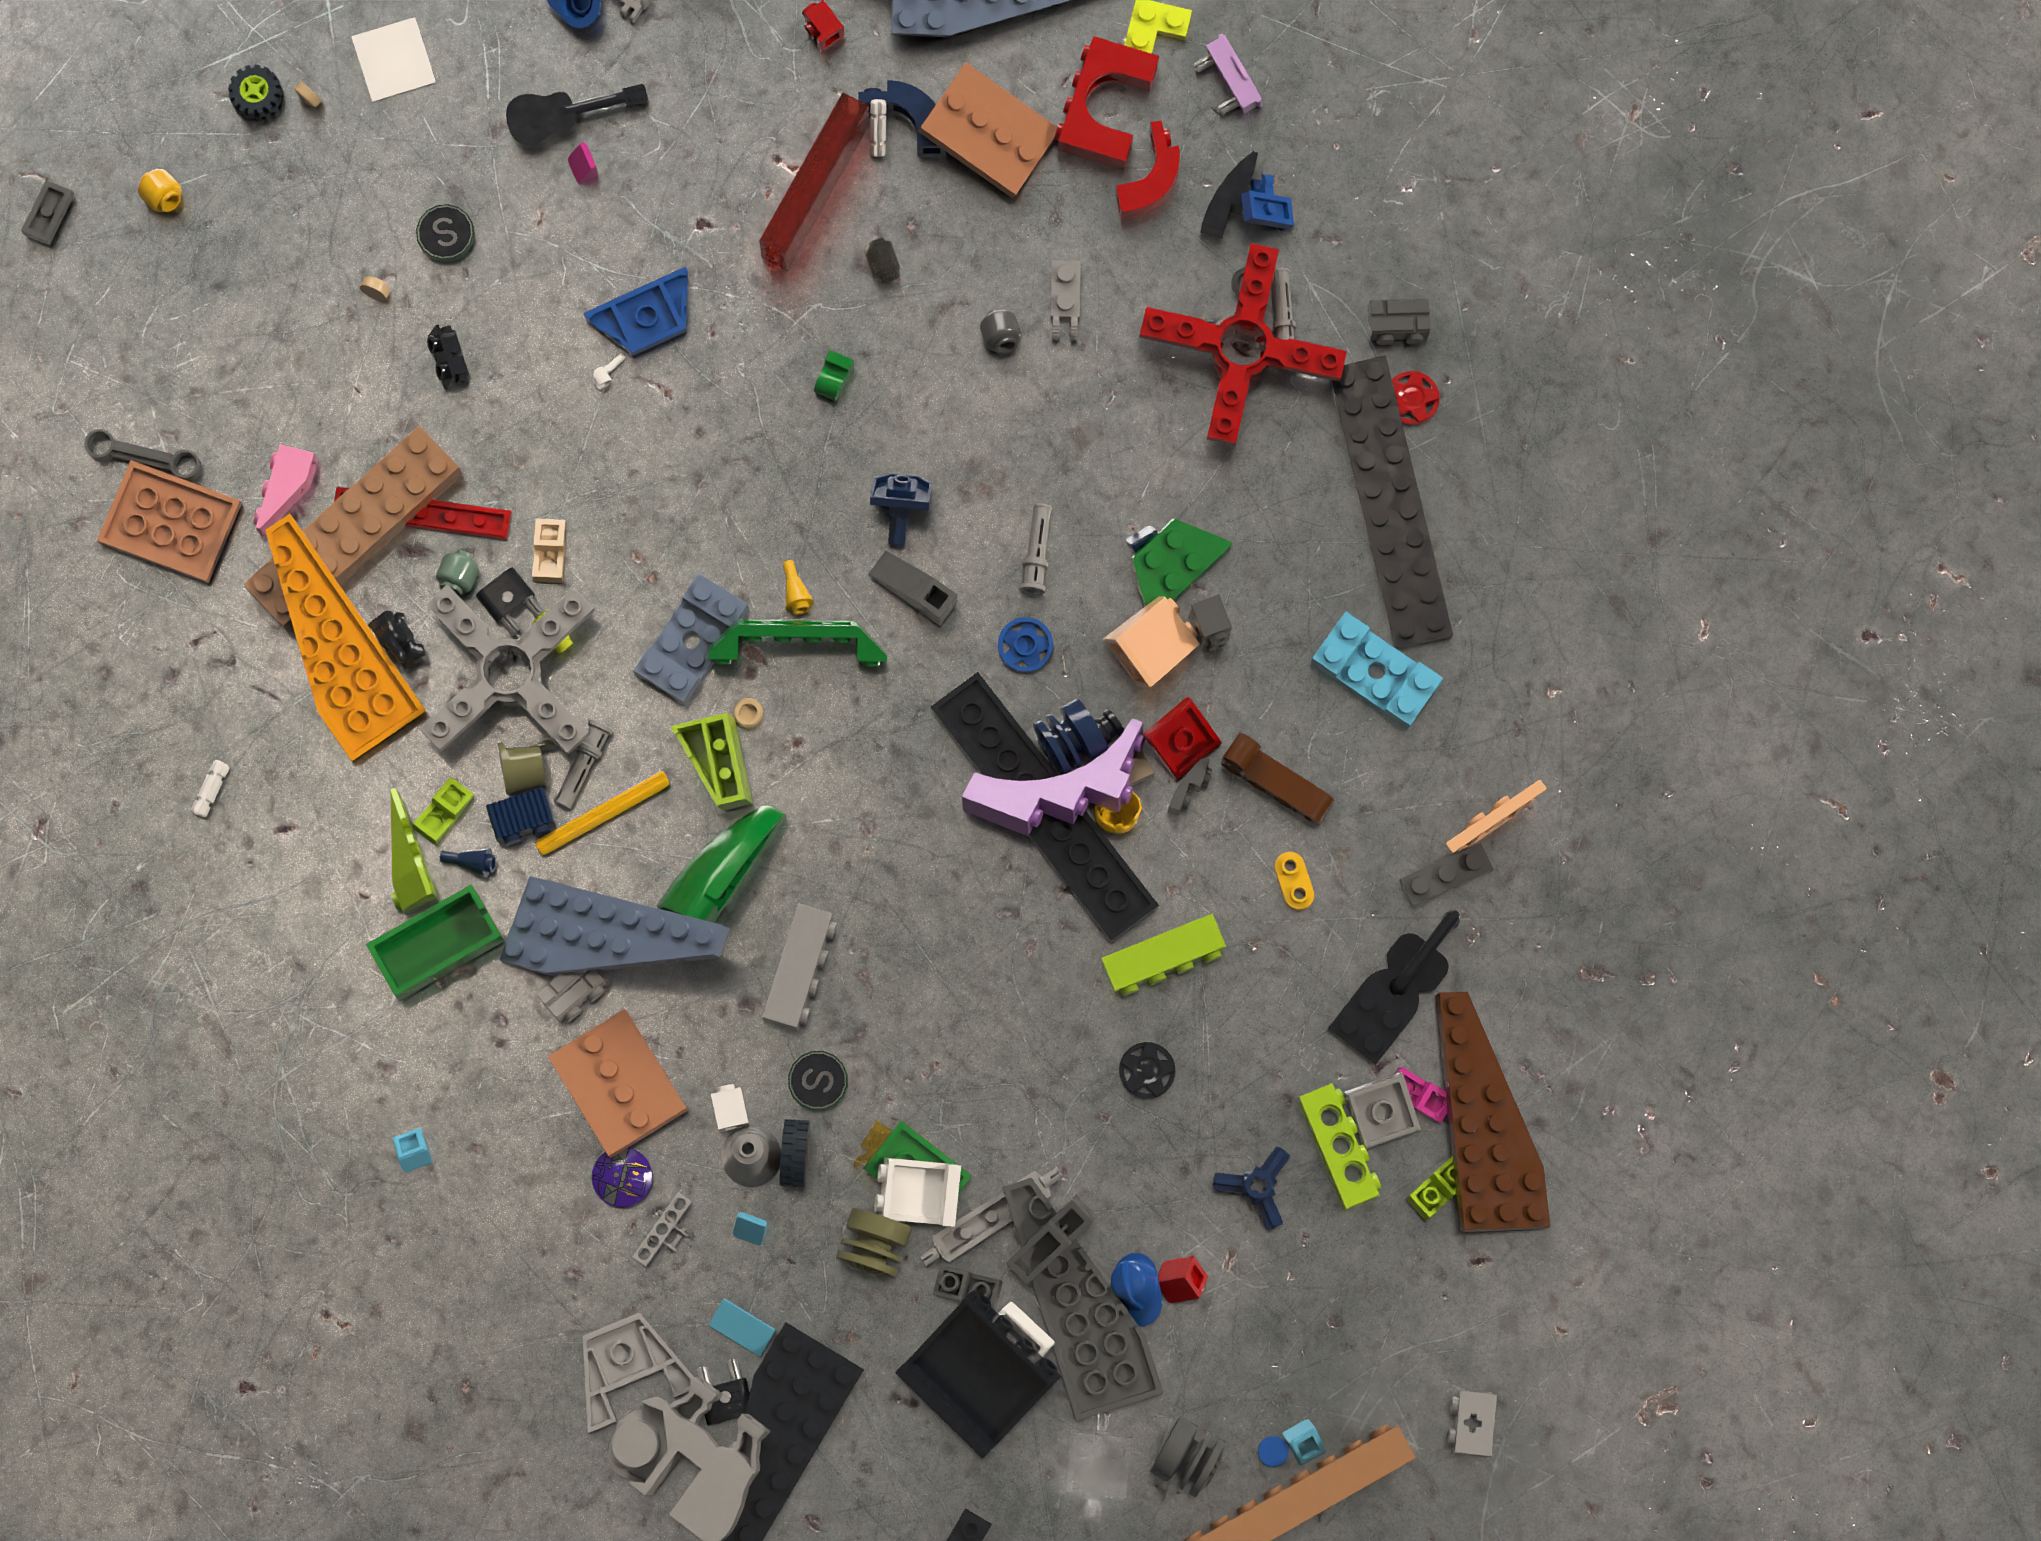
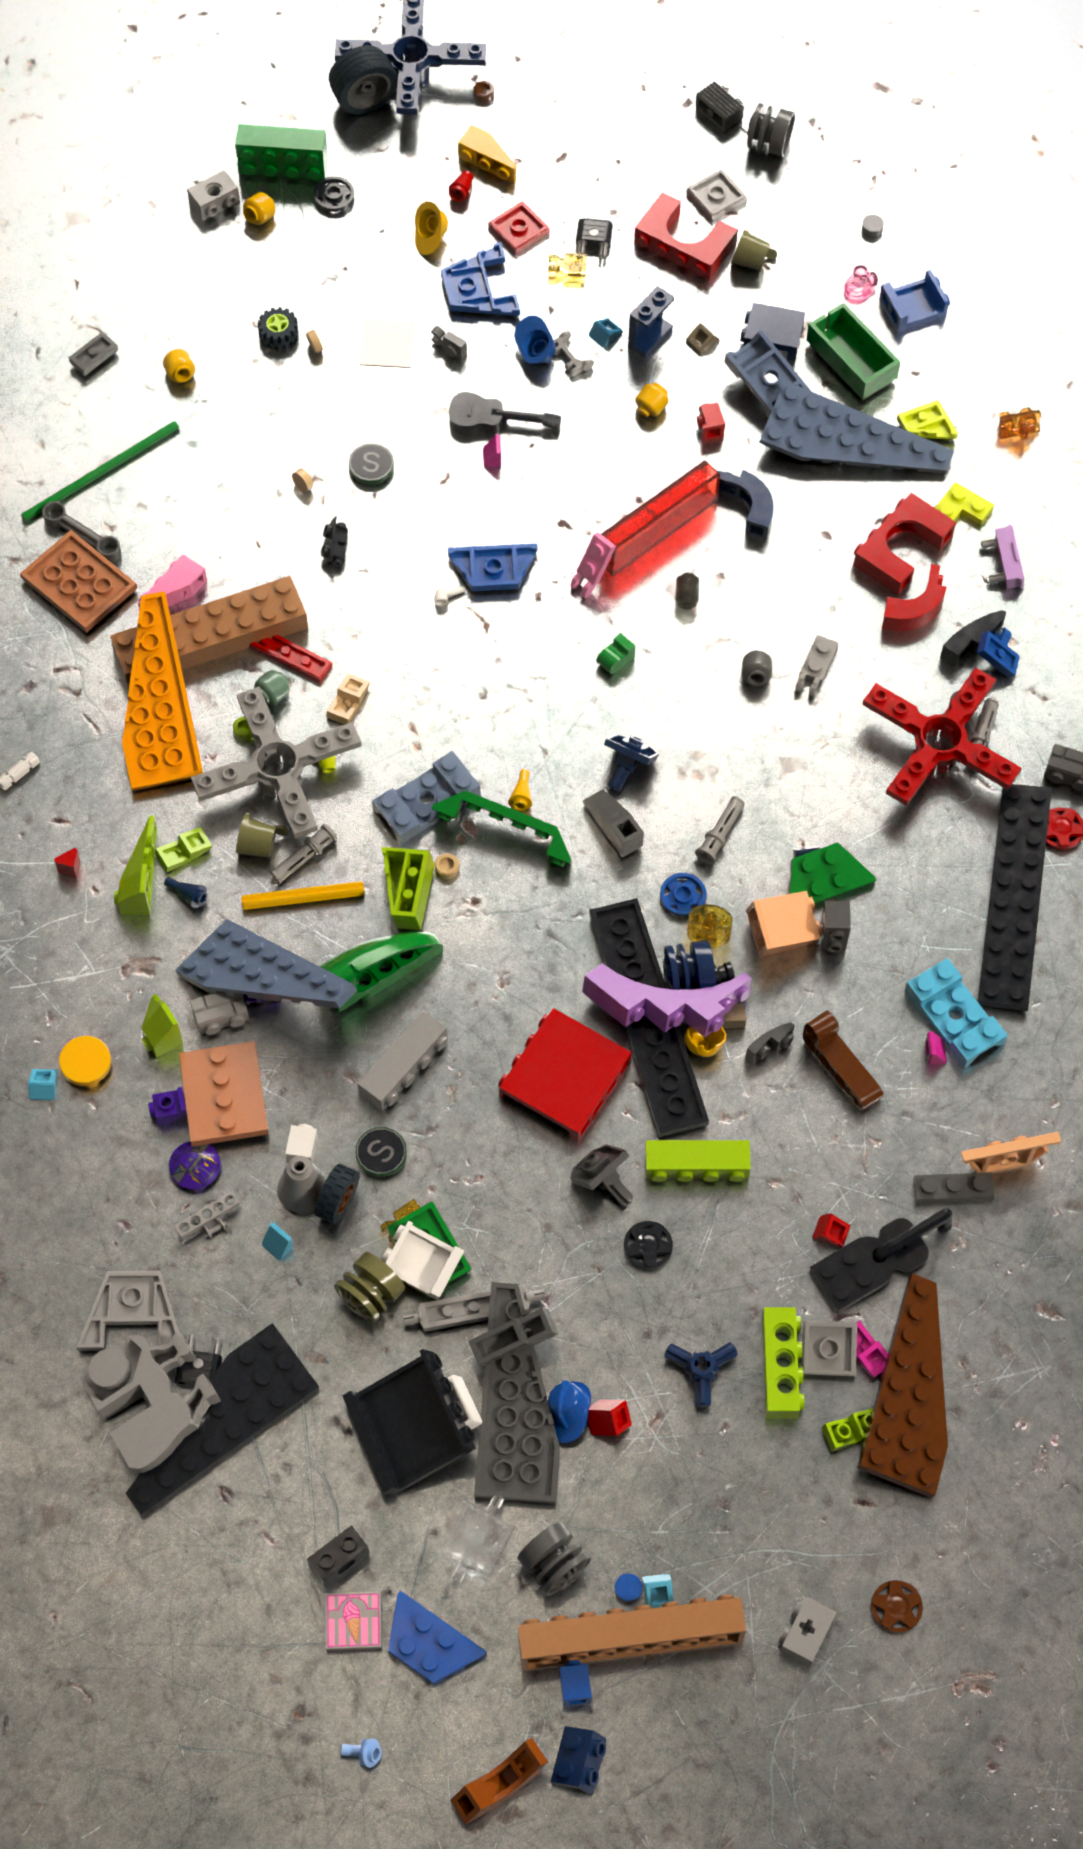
camera: 25 degrees right, 15 degrees down
(127, 365) = (101, 470): none -> green piece
(322, 880) = (68, 863): none -> red slope
(397, 637) = (206, 714): black animal -> none
(435, 942) = (131, 936): green piece -> none
(443, 636) = (241, 729): none -> lime tile
(448, 1106) = (85, 1061): none -> yellow tile
(475, 36) = (452, 344): none -> dark grey plate
(506, 596) = (301, 719): black piece -> none
(514, 1037) = (160, 1028): none -> lime slope
(521, 816) = (239, 873): dark blue brick -> none
(576, 1123) = (174, 1112): none -> dark purple brick
(742, 22) = (651, 400): none -> yellow head
(742, 1327) = (236, 1315): medium azure slope -> none
(764, 274) = (593, 564): none -> bright pink hinge
(878, 128) = (722, 500): white axle -> none
(958, 1283) = (421, 1341): dark grey slope -> none
(980, 911) = (565, 1072): none -> red panel
(988, 130) = (805, 529): nougat plate -> none
(1063, 1010) = (599, 1169): none -> dark grey piece
(1070, 674) = (710, 922): none -> clear yellow wheel
(1182, 738) = (778, 1002): red tile -> none
(1294, 880) = (826, 1144): yellow plate -> none
(1334, 976) = (831, 1230): none -> red slope
(1369, 722) = (935, 1049): none -> dark pink slope
(1552, 1358) = (896, 1606): none -> reddish brown wheel

